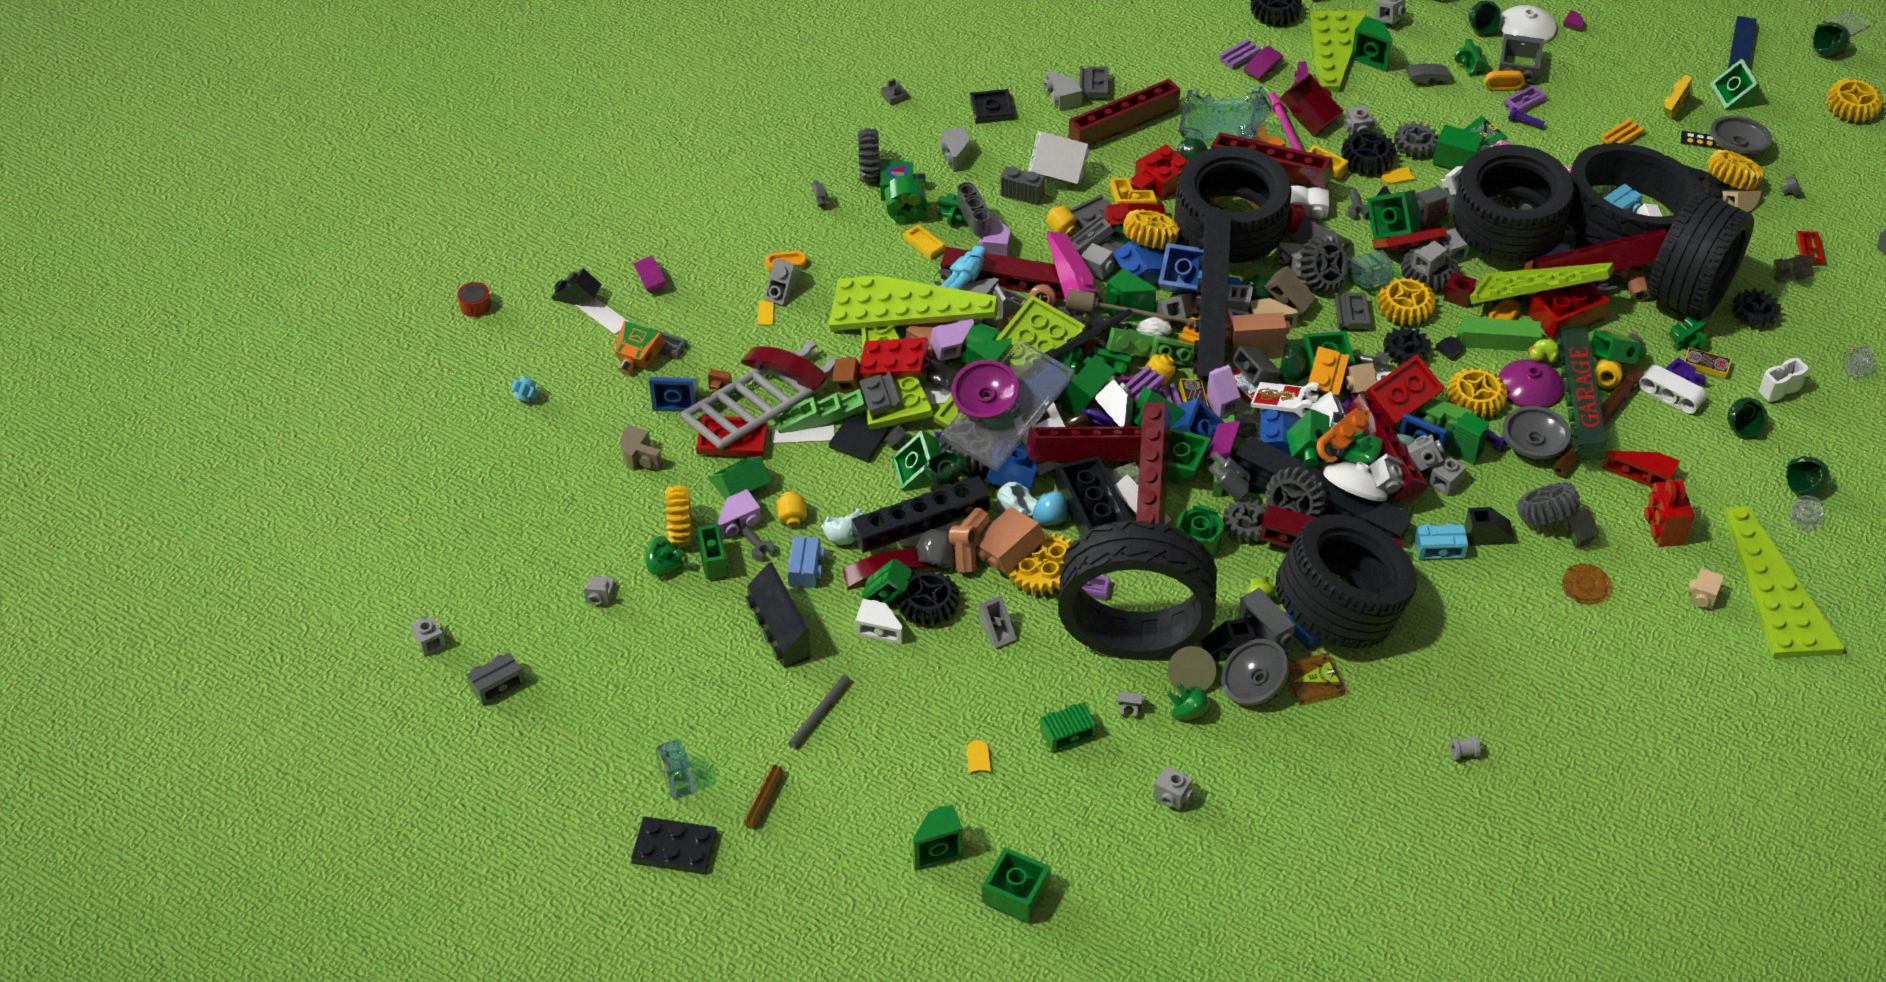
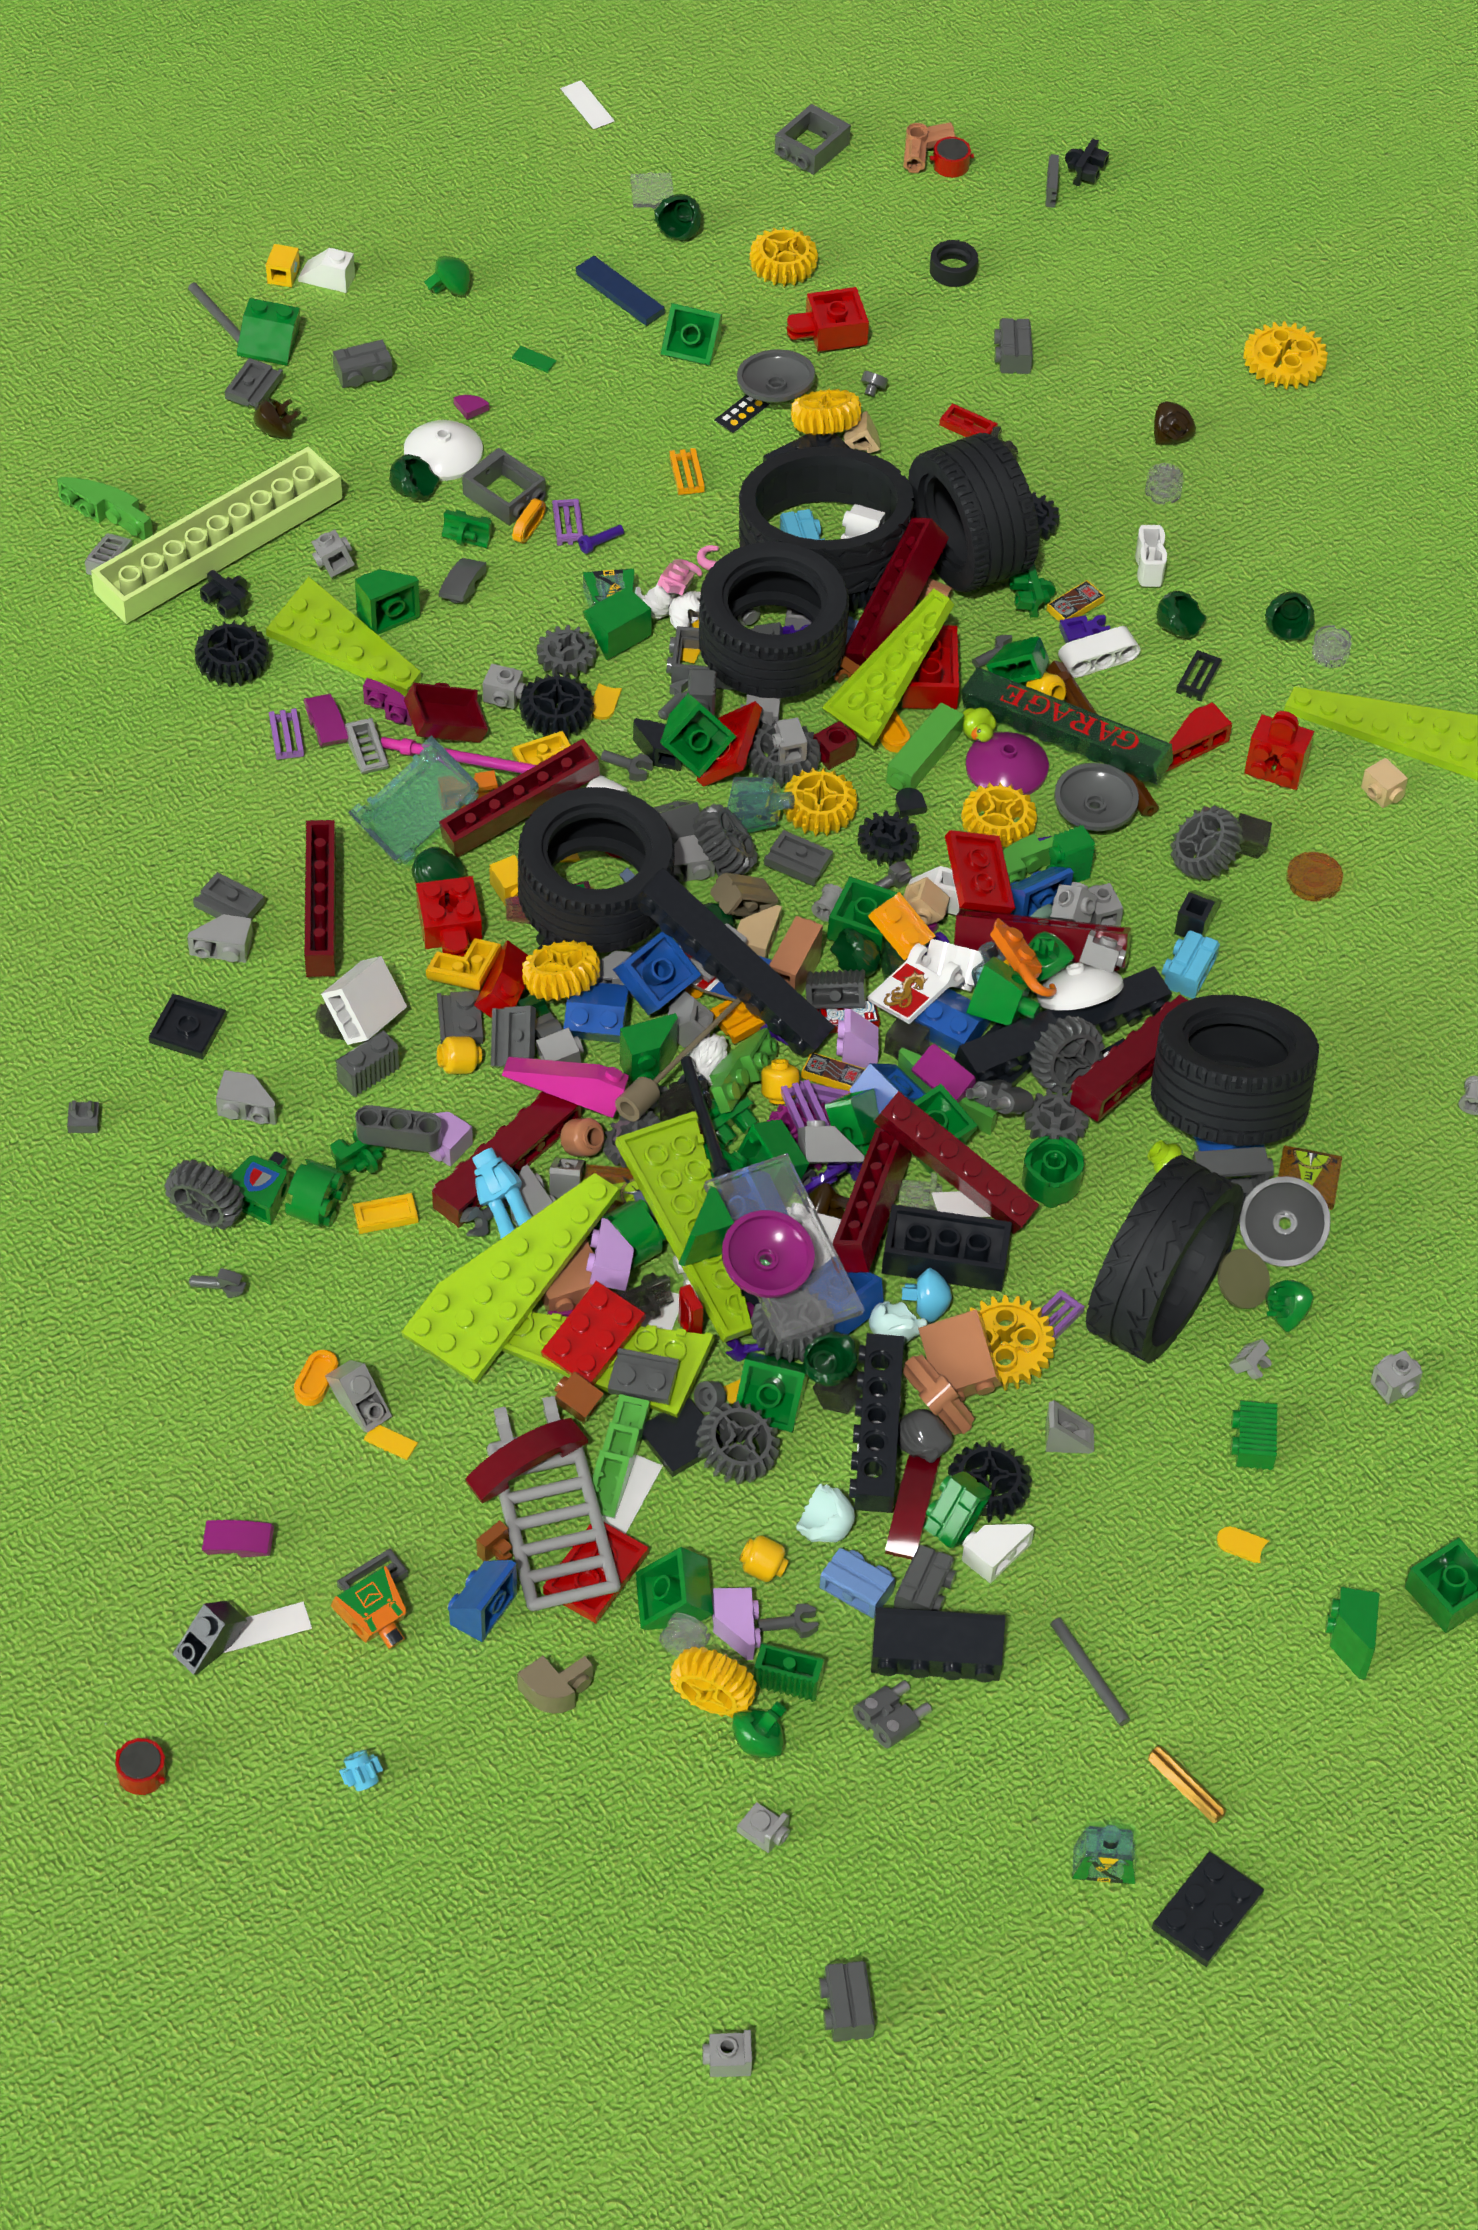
camera: 65 degrees left, 5 degrees up
(710, 493) = (683, 1633): none -> clear wheel
(715, 616) = (887, 1717): none -> dark grey piece
(826, 596) = (926, 1580): none -> dark grey brick
(859, 451) = (738, 1459): none -> dark grey gear
(942, 392) = (690, 1310): none -> red tile
(1265, 77) = (361, 728): none -> light grey slope
(1451, 180) = (683, 652): white tile -> none
(1644, 32) = (534, 359): none -> green window
(1681, 90) = (675, 391): yellow wing -> none
(1704, 453) = (1192, 690): none -> black tile
(1822, 142) = (833, 320): none -> red brick

